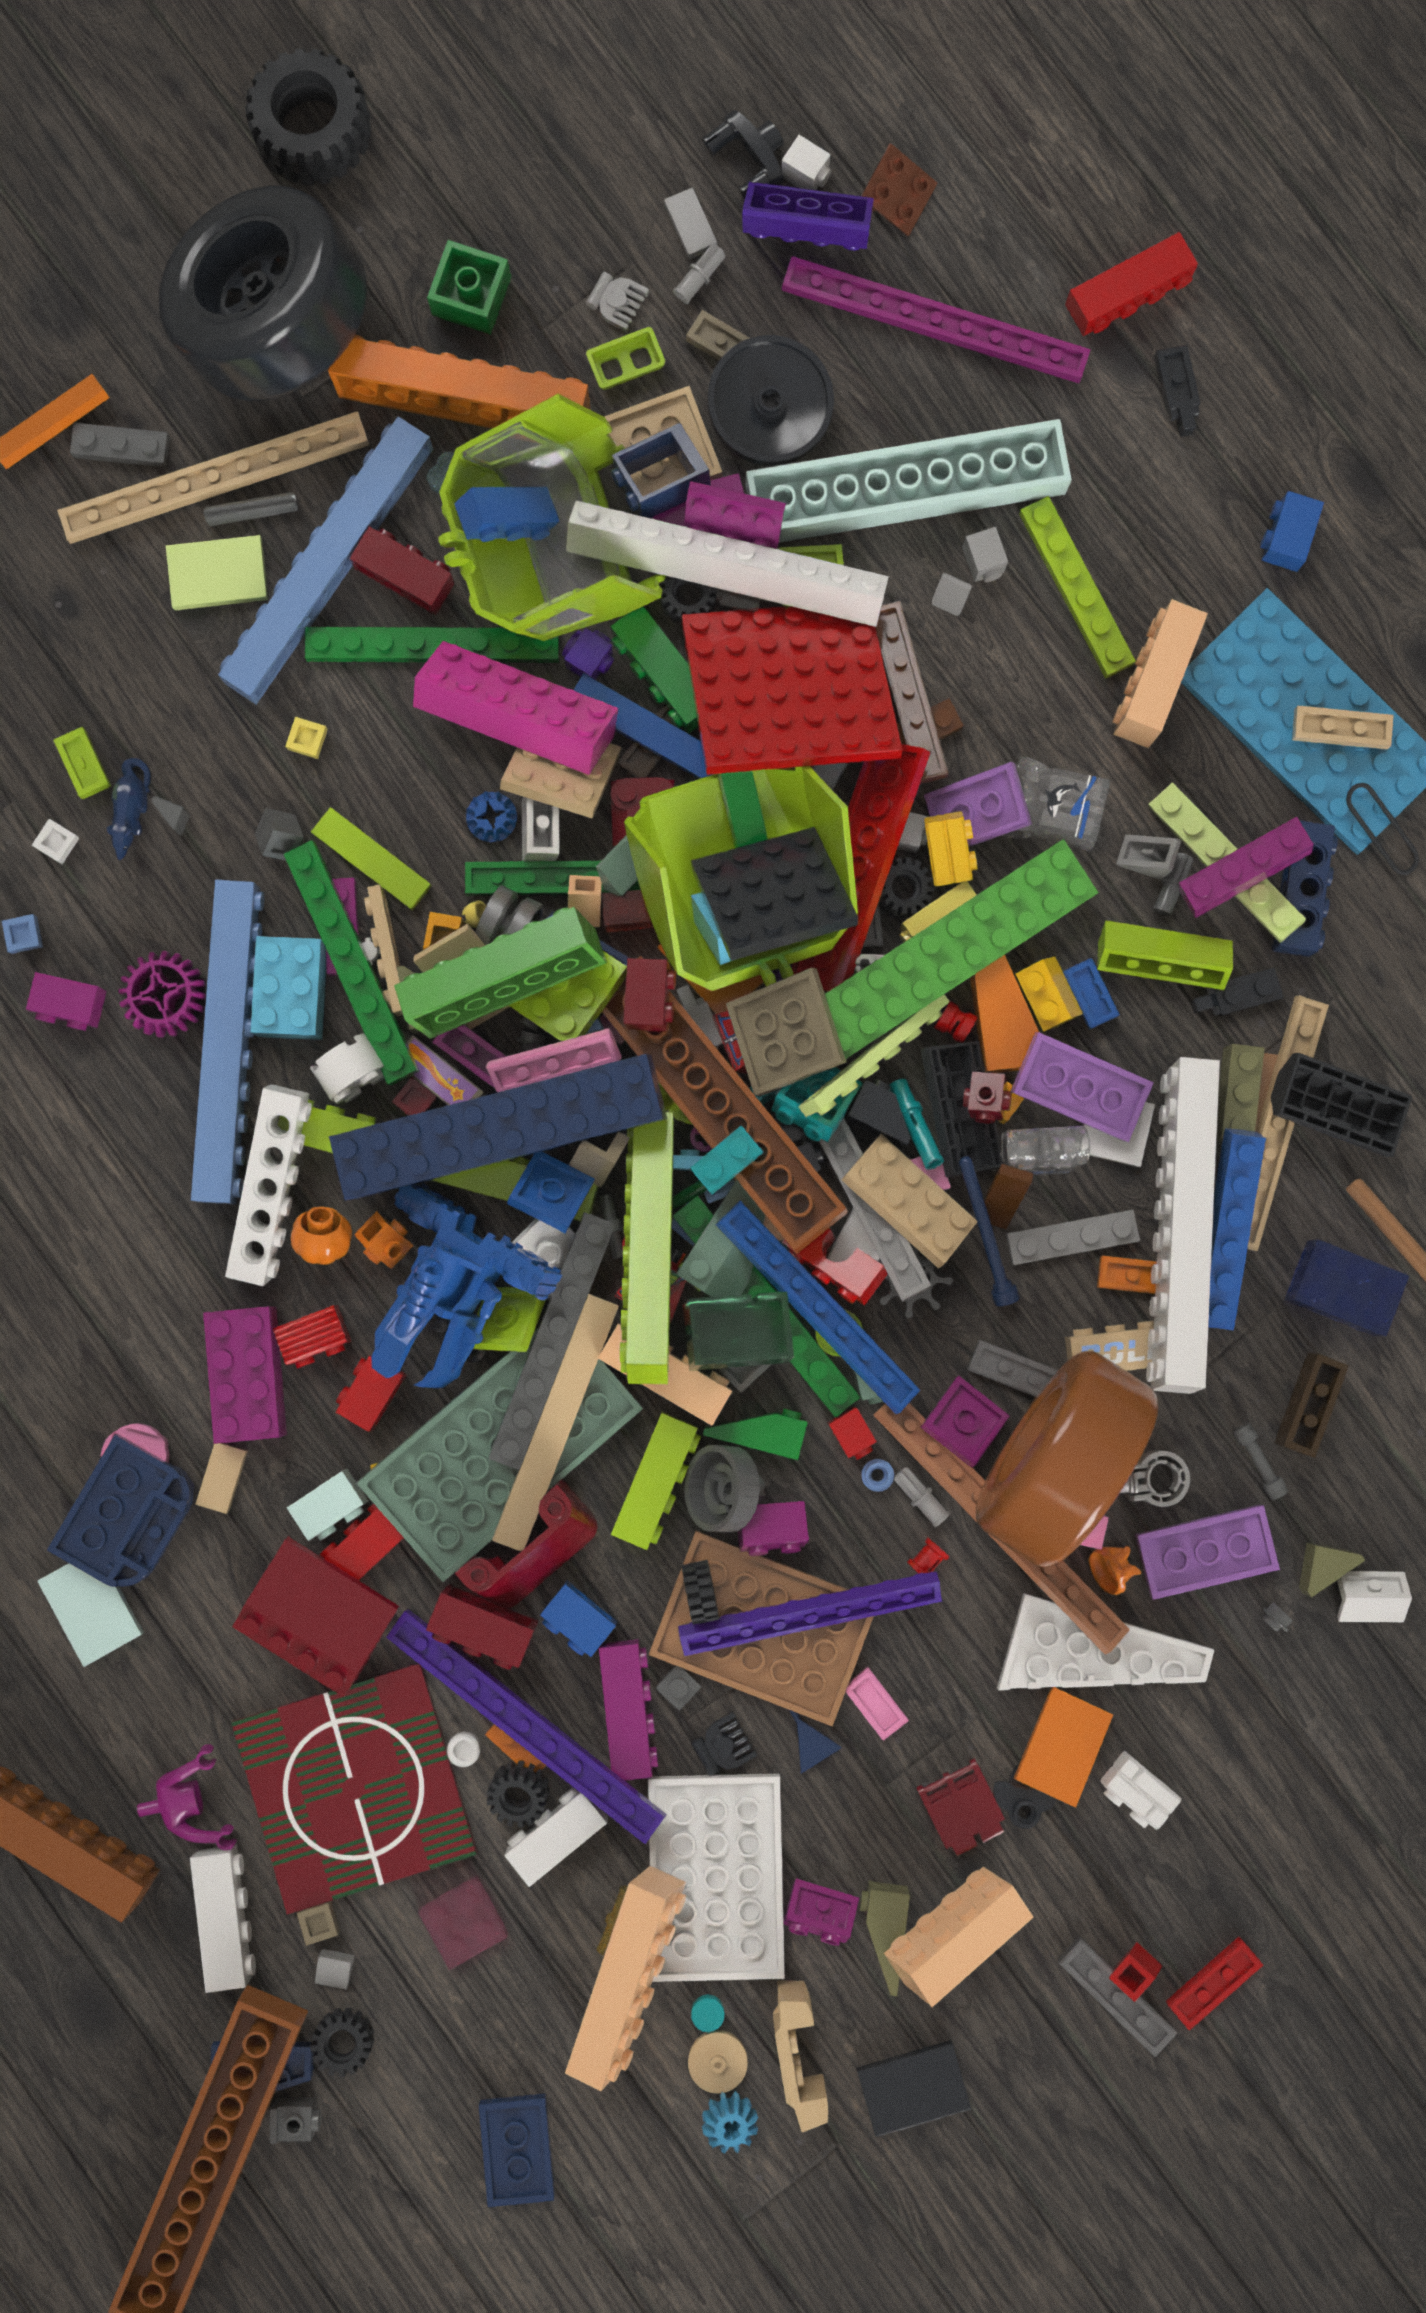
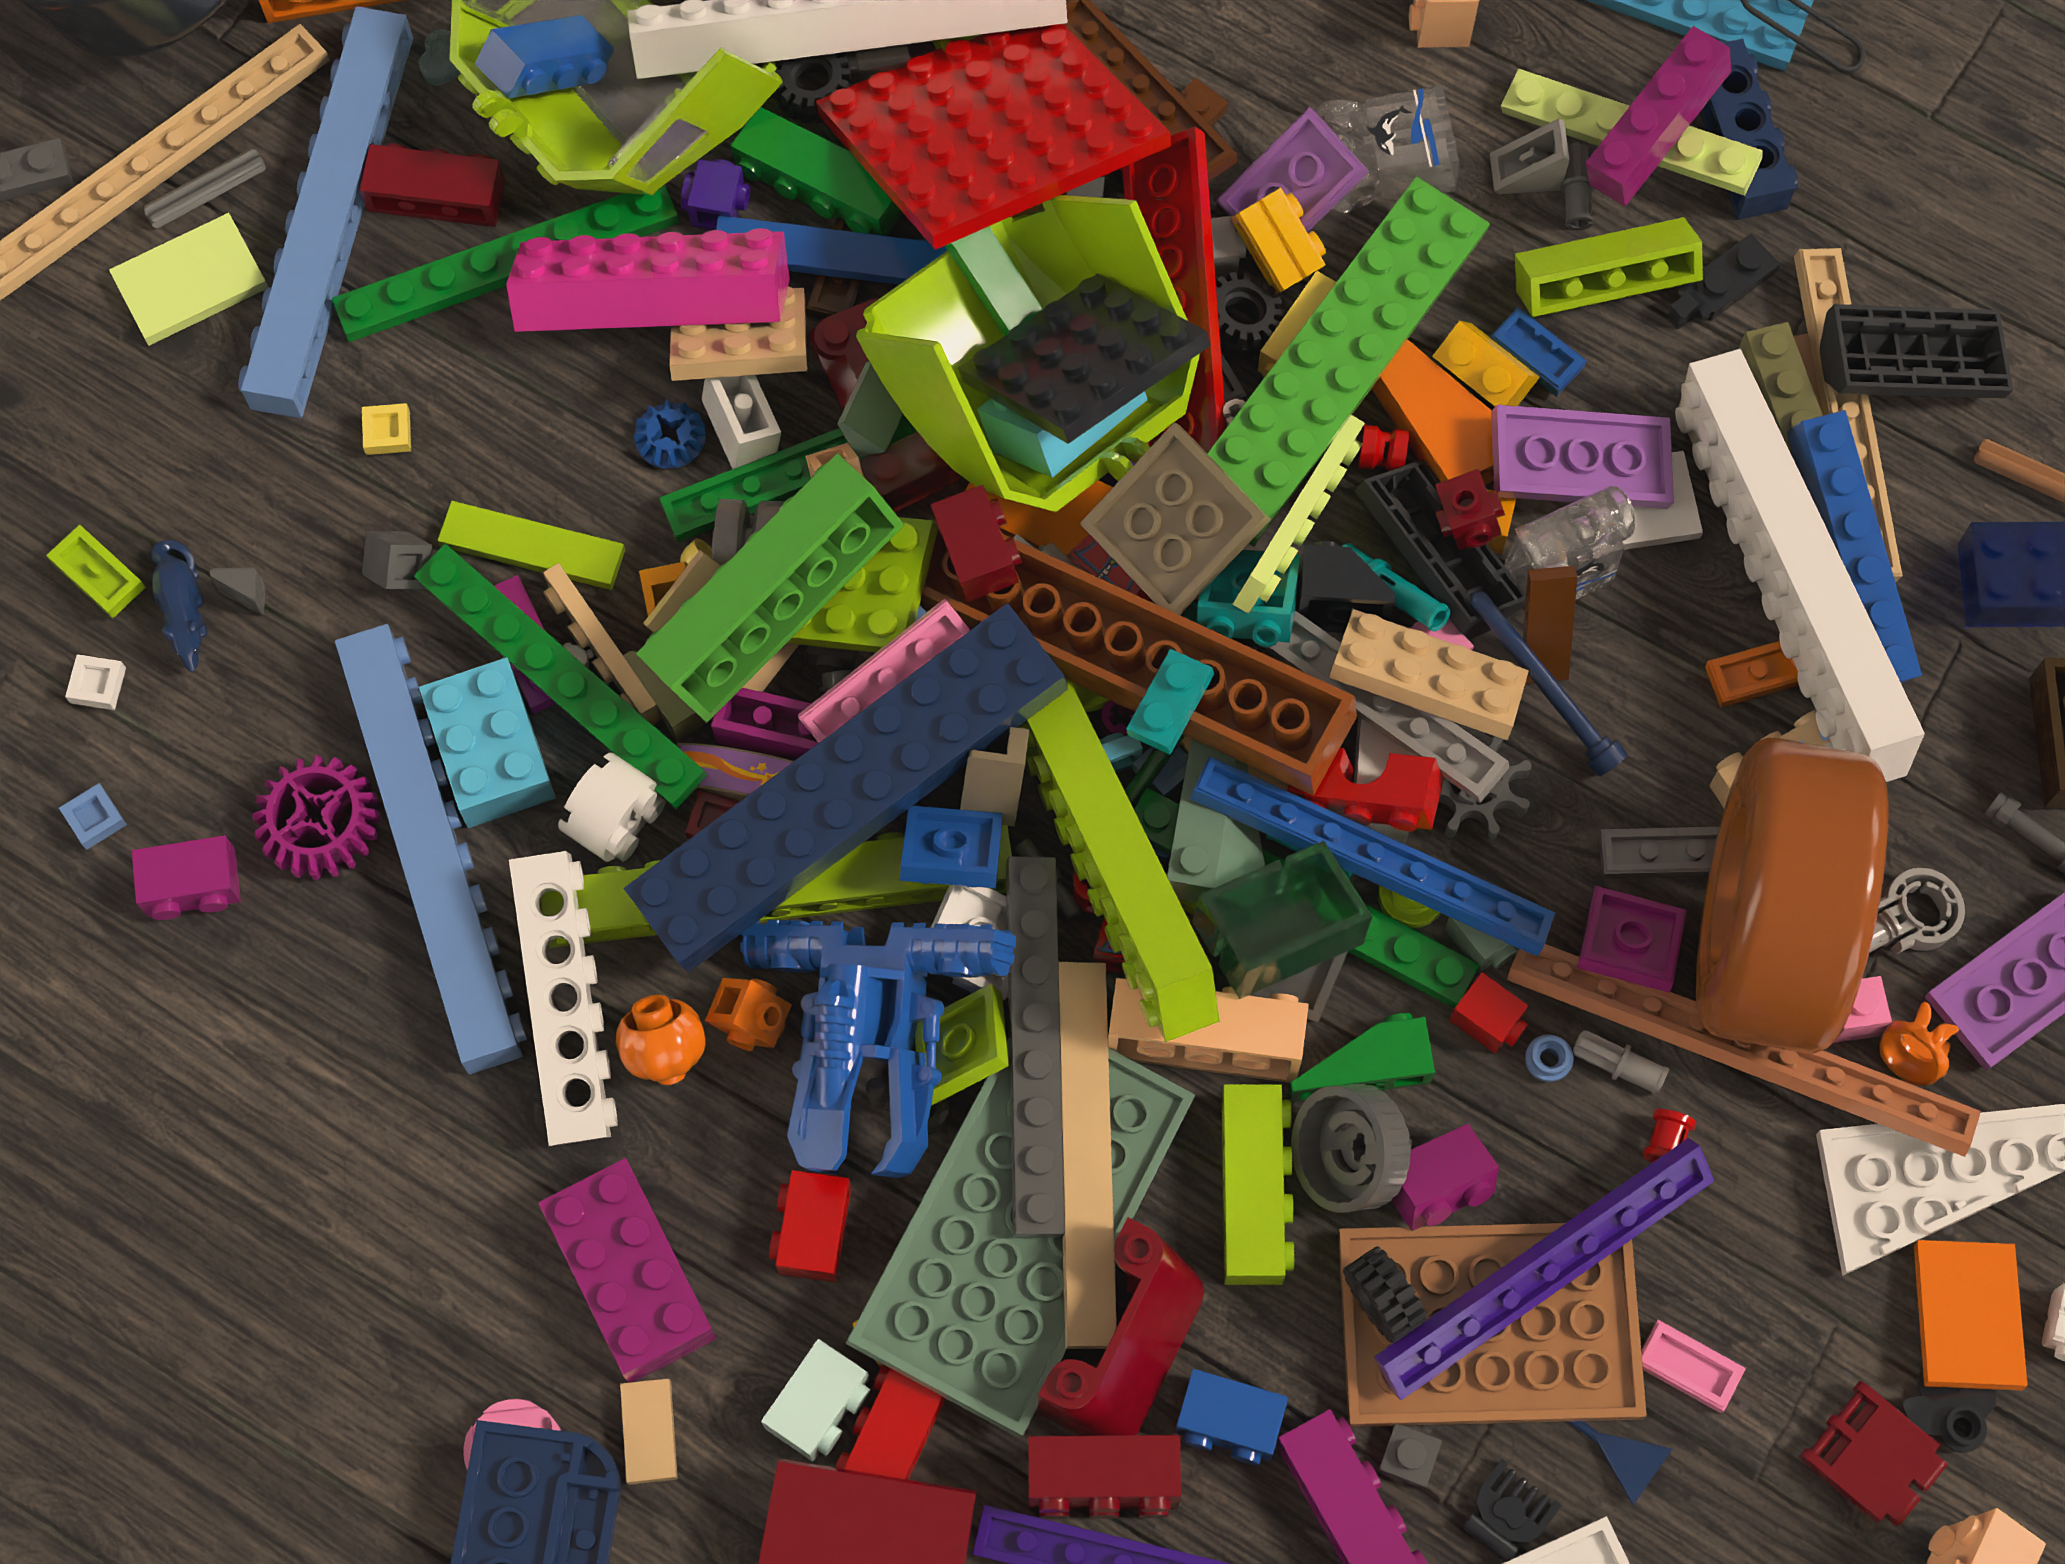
camera: 20 degrees left, 15 degrees down
(311, 1336) = (701, 1183): red brick -> none
(1072, 1237) = (1658, 655): light grey plate -> none

